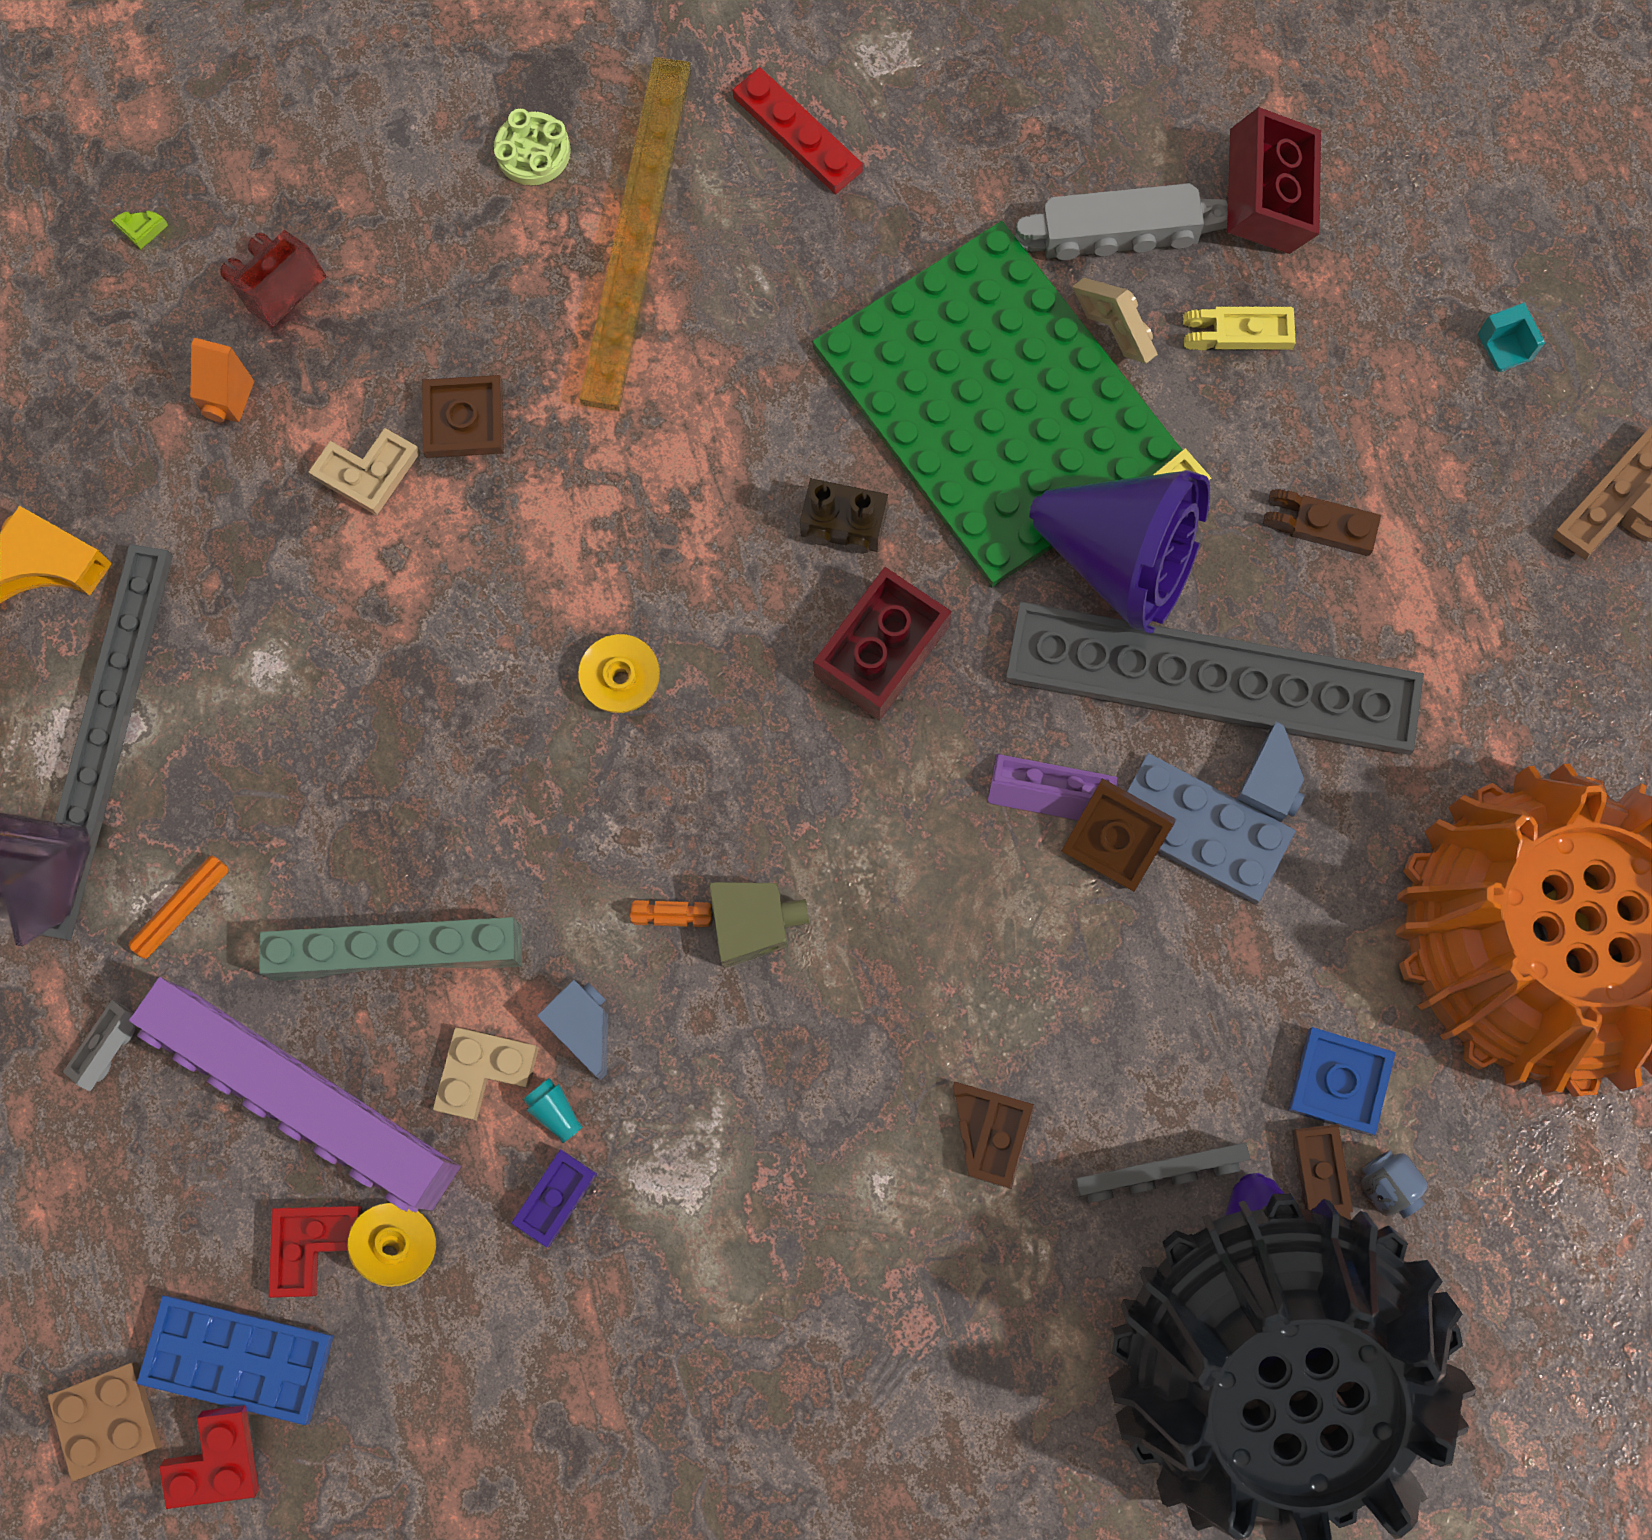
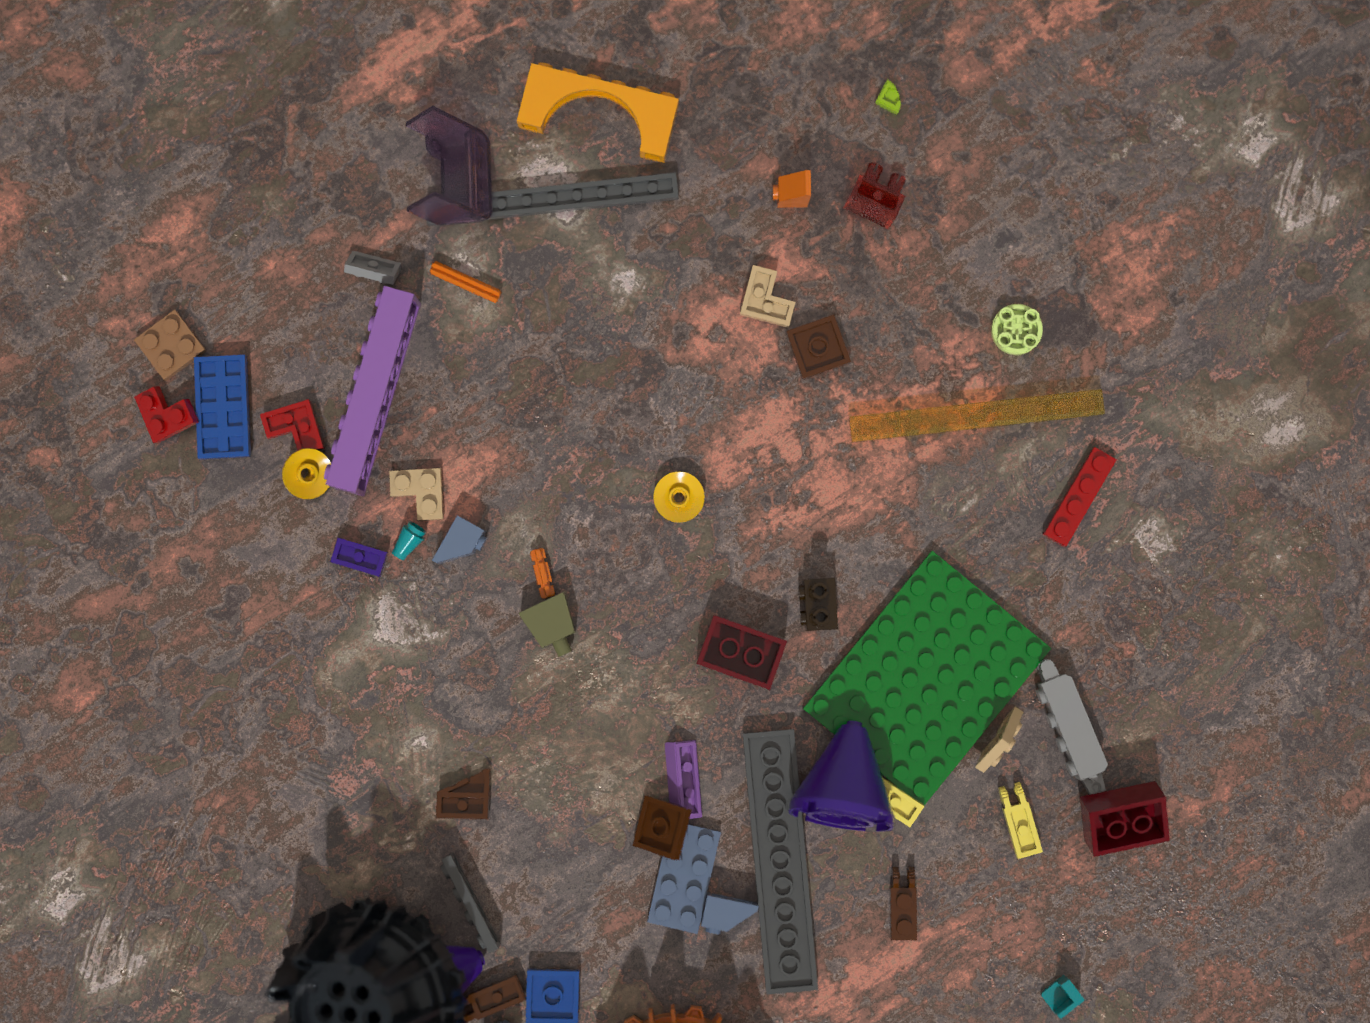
camera: 65 degrees right, 10 degrees up
(390, 946) = (473, 416): sand green arch -> none

